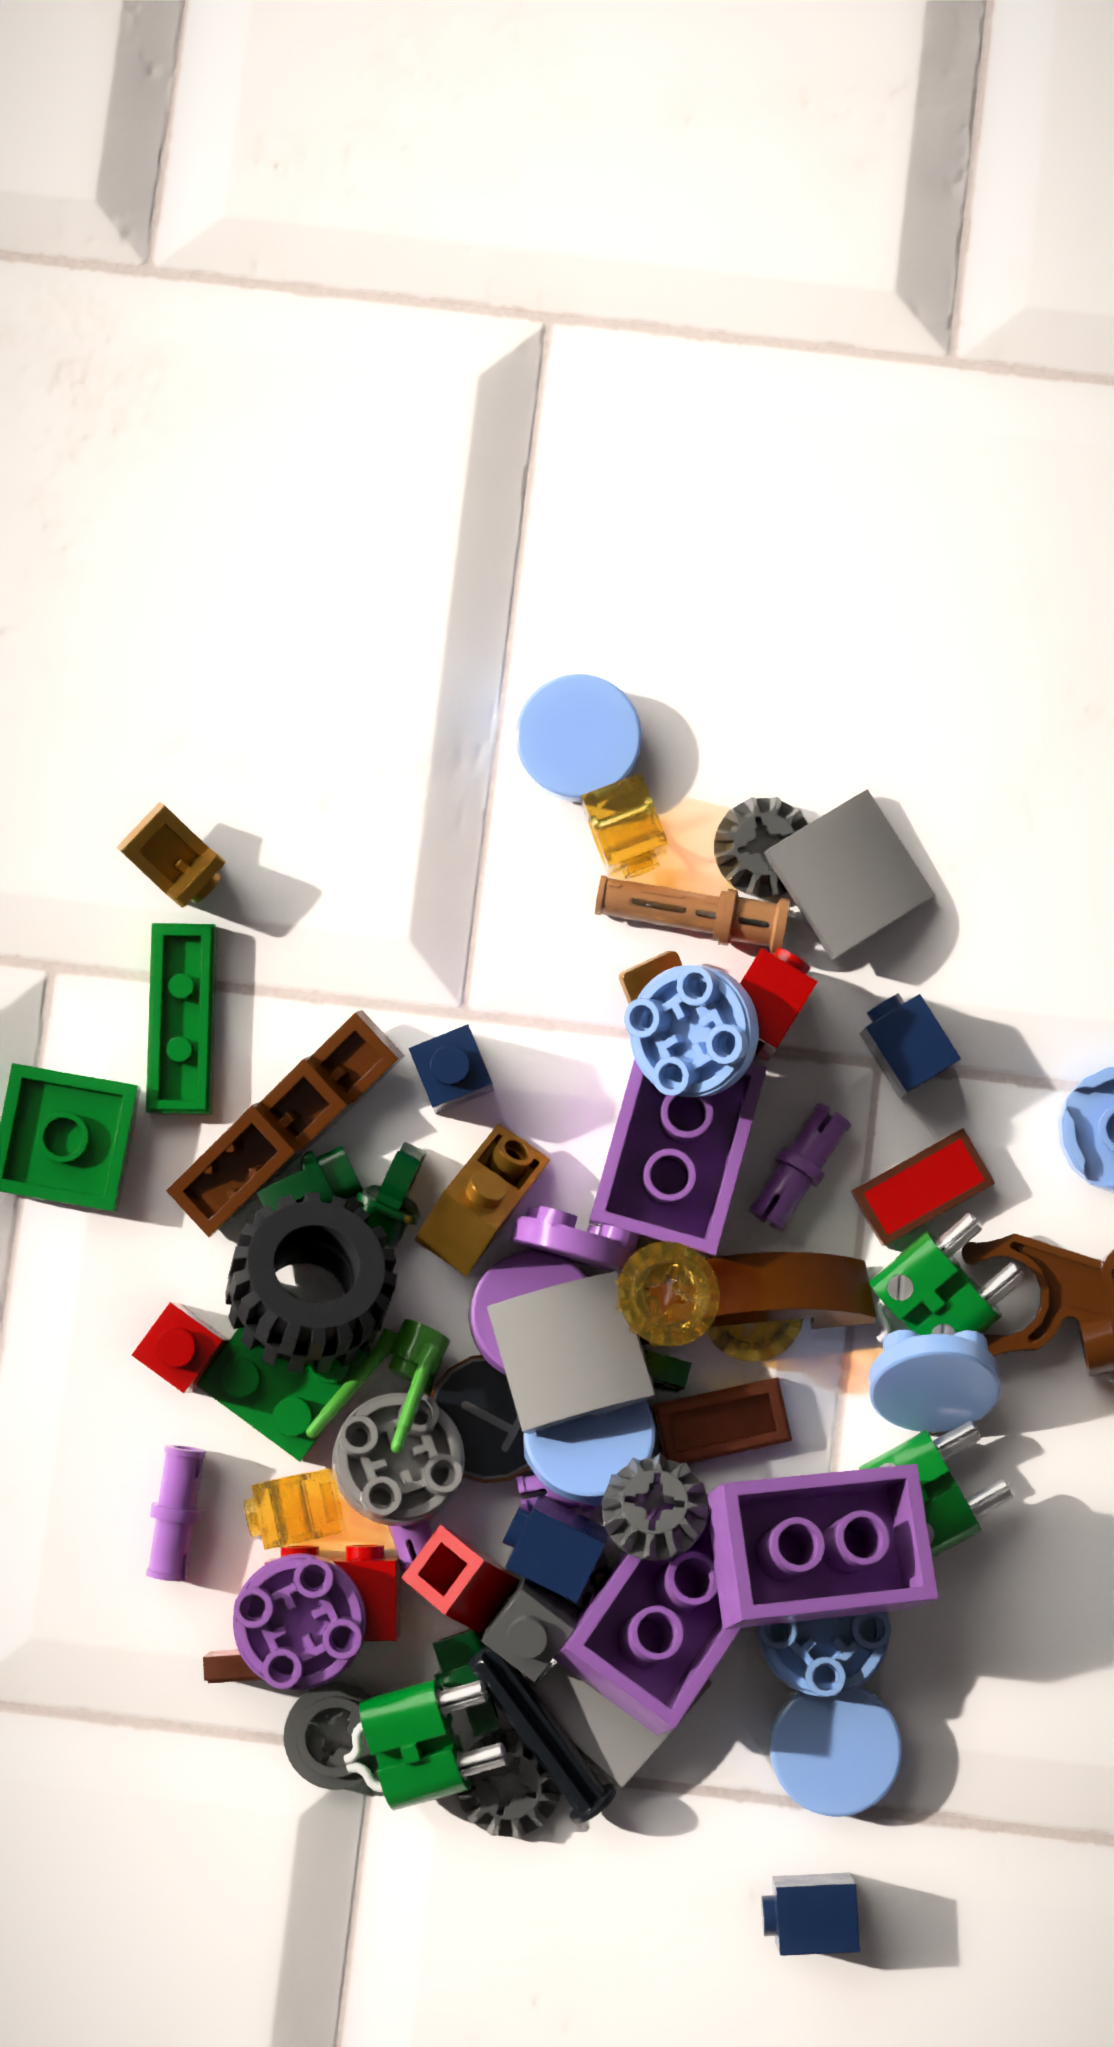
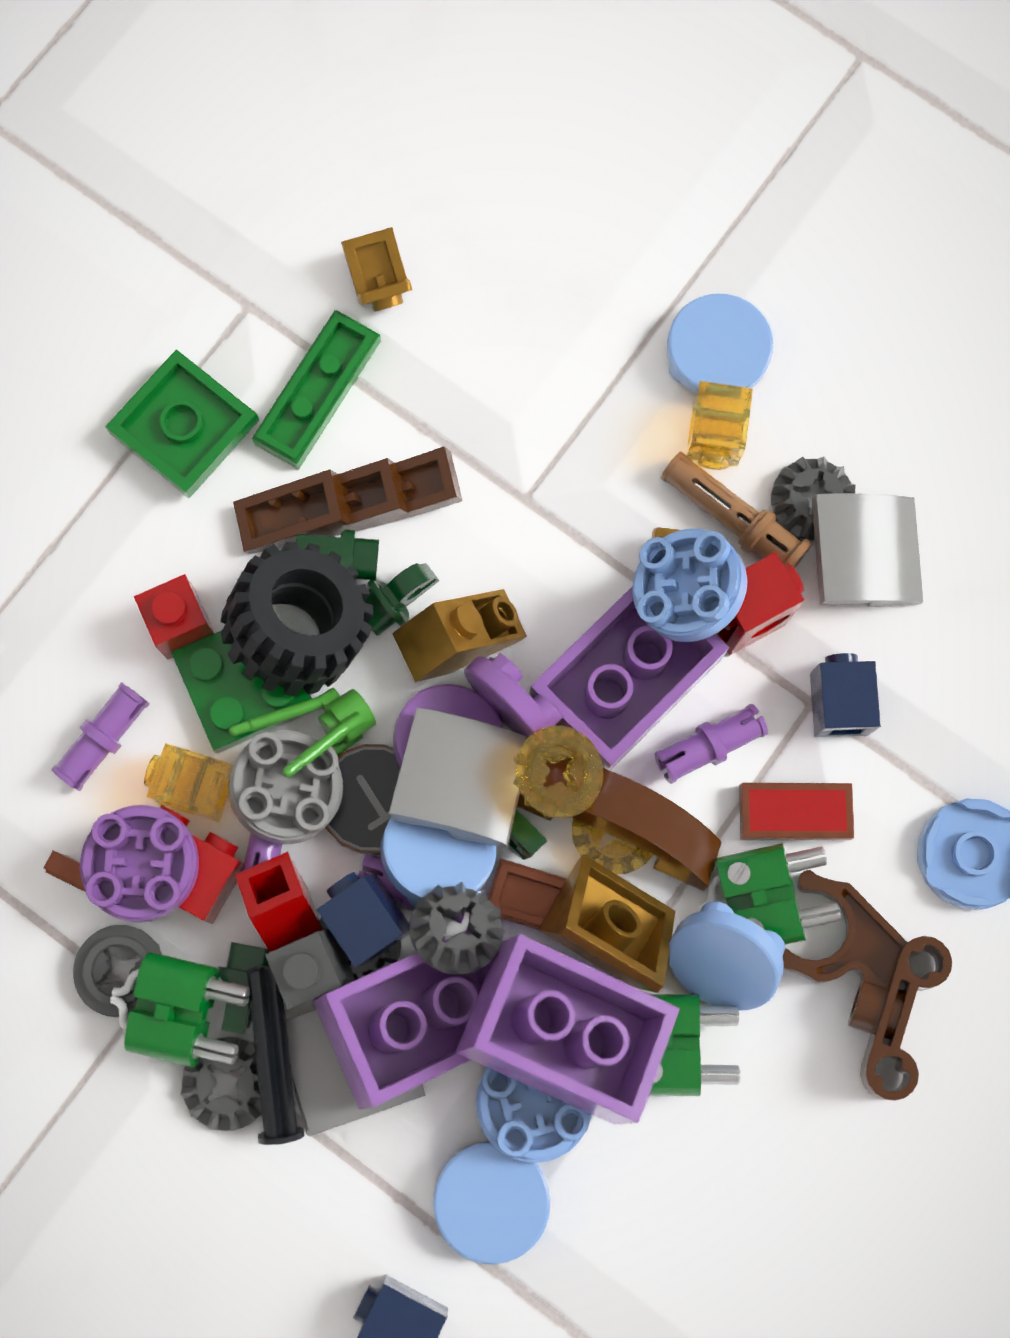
camera: 25 degrees right, 5 degrees down
(451, 1069) = (491, 526): dark blue brick -> none
(803, 1408) = (612, 925): none -> pearl gold slope

